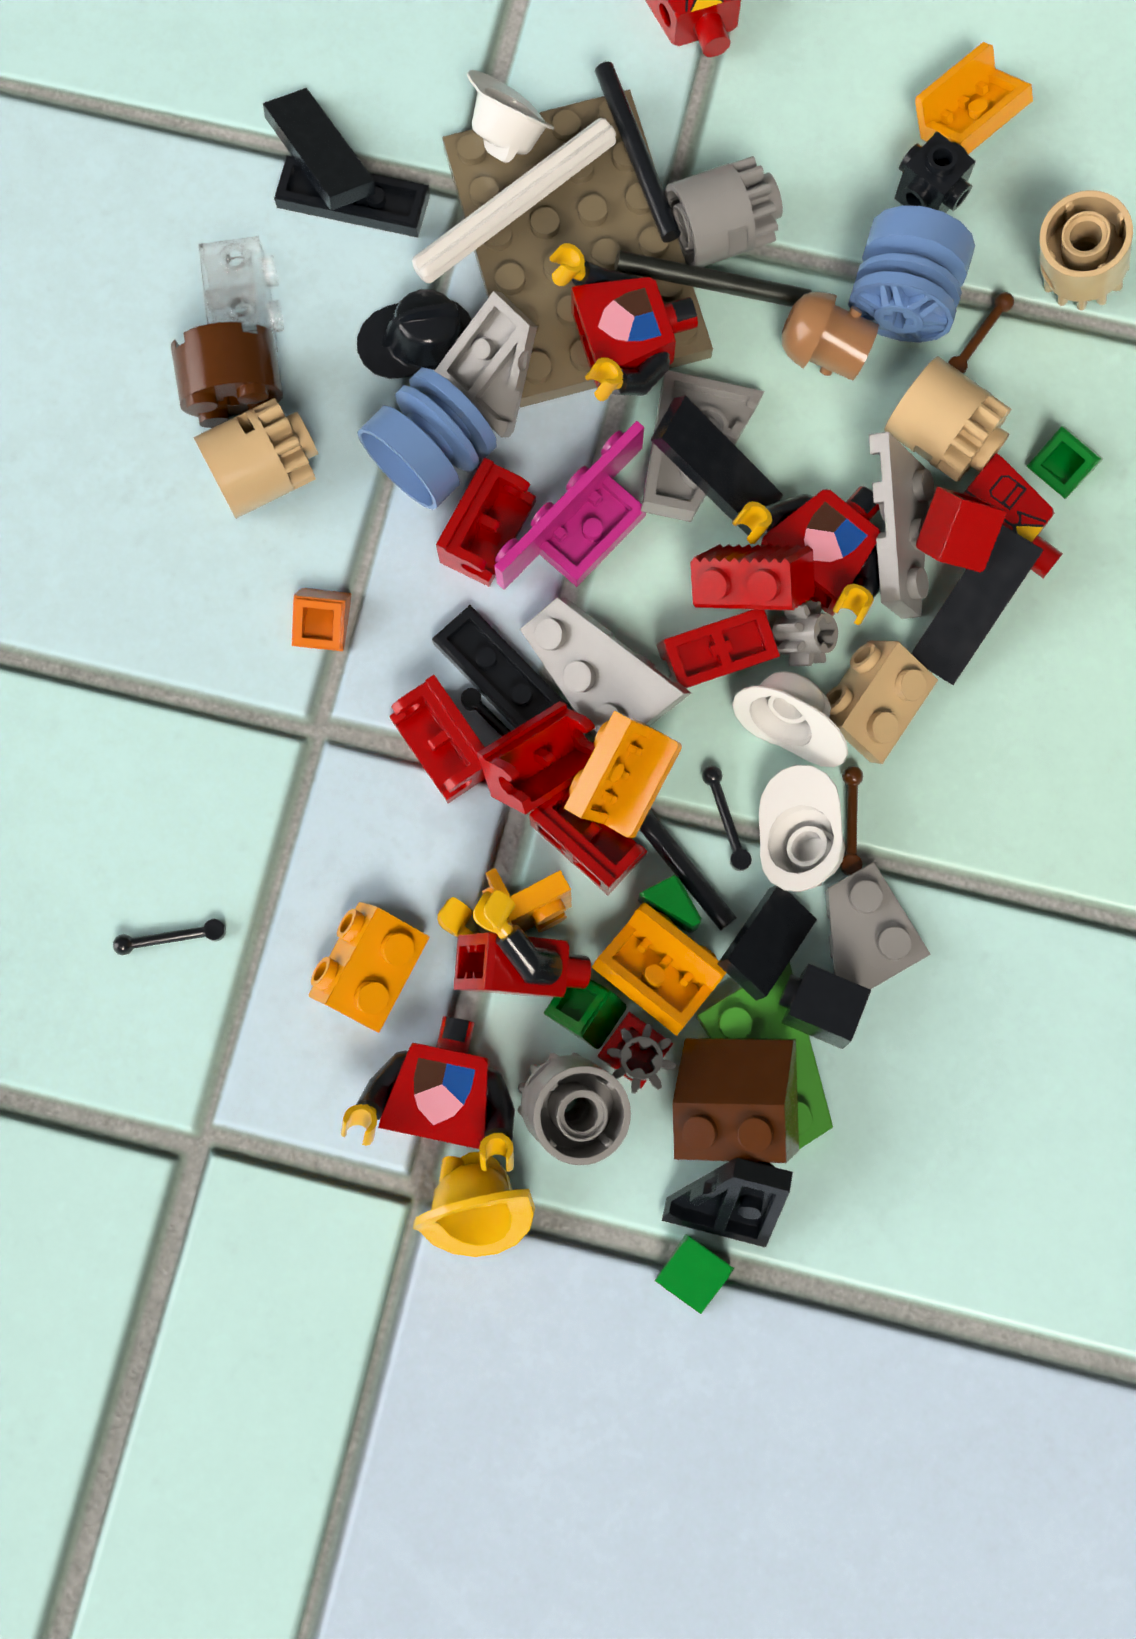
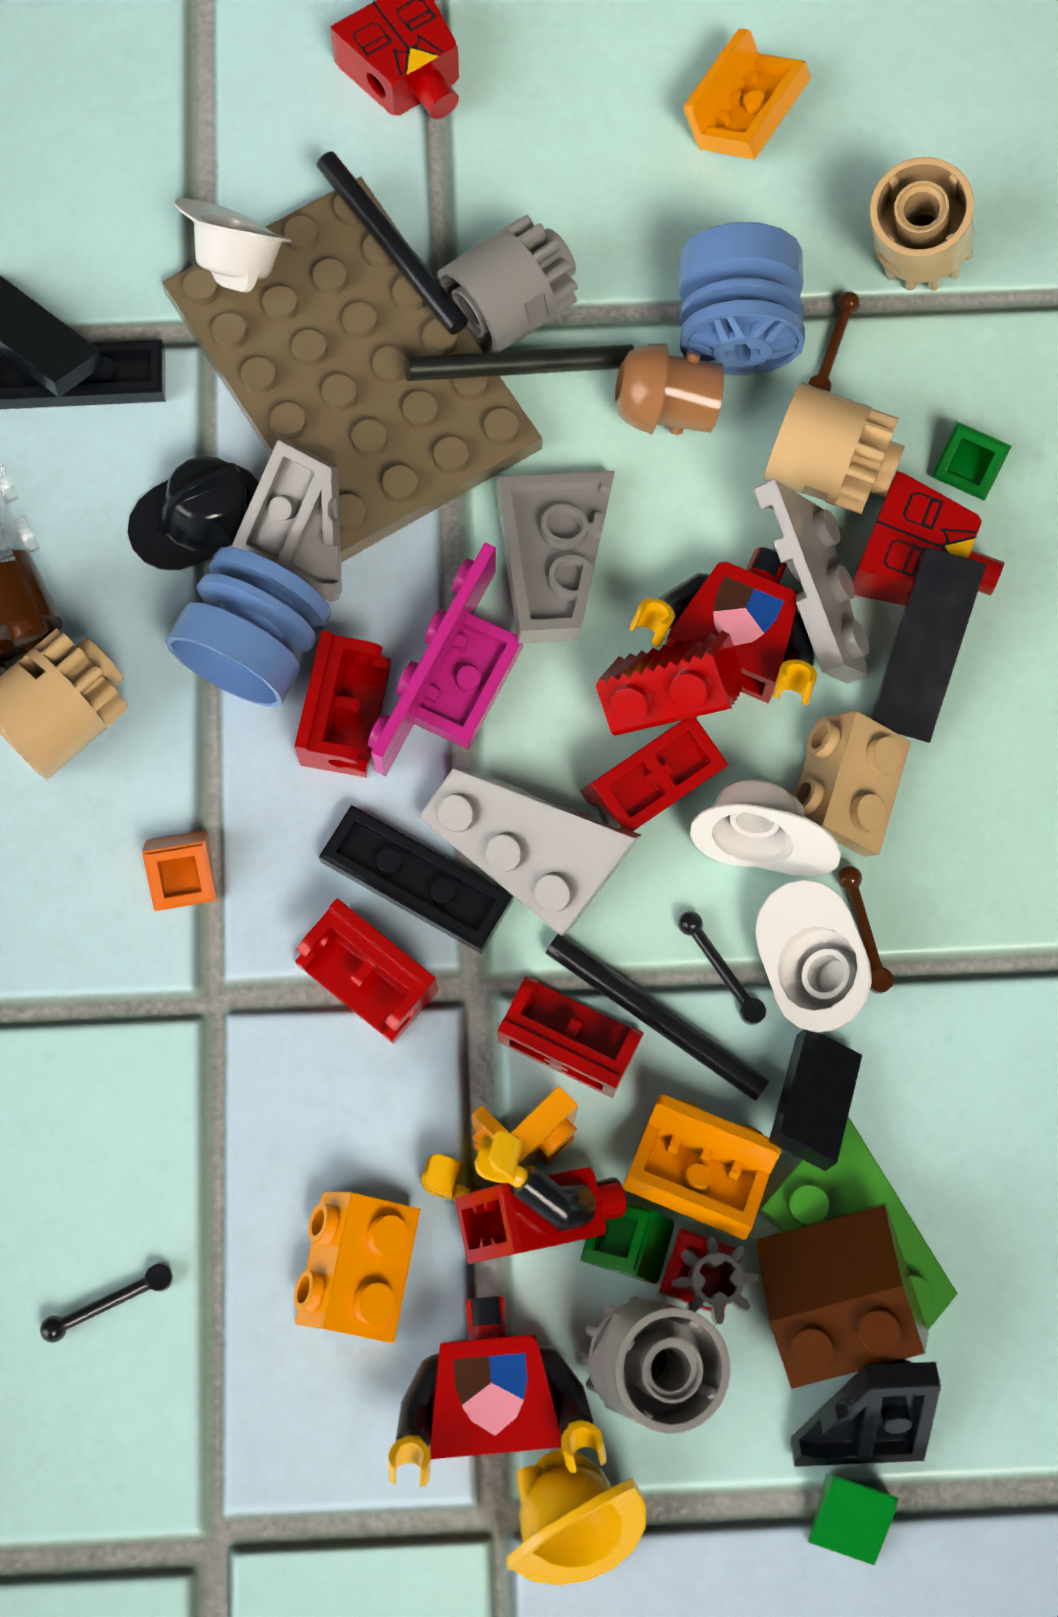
camera: 20 degrees left, 5 degrees down
(472, 700) = (386, 915): black hinge -> none
(514, 200) = (267, 333): white axle -> none
(537, 758) = (490, 960): red hinge -> none
(621, 324) = (434, 439): torso -> none
(622, 774) = (593, 952): light orange bracket -> none
(672, 900) = (694, 1083): green slope -> none
(711, 460) = (585, 565): black tile -> none
(805, 634) = (748, 732): light grey gear -> none
(823, 1005) = (905, 1153): black brick -> none
(870, 930) = (925, 1055): light grey wing -> none
(935, 175) = (731, 185): black brick -> none
(960, 529) = (887, 566): red panel -> none

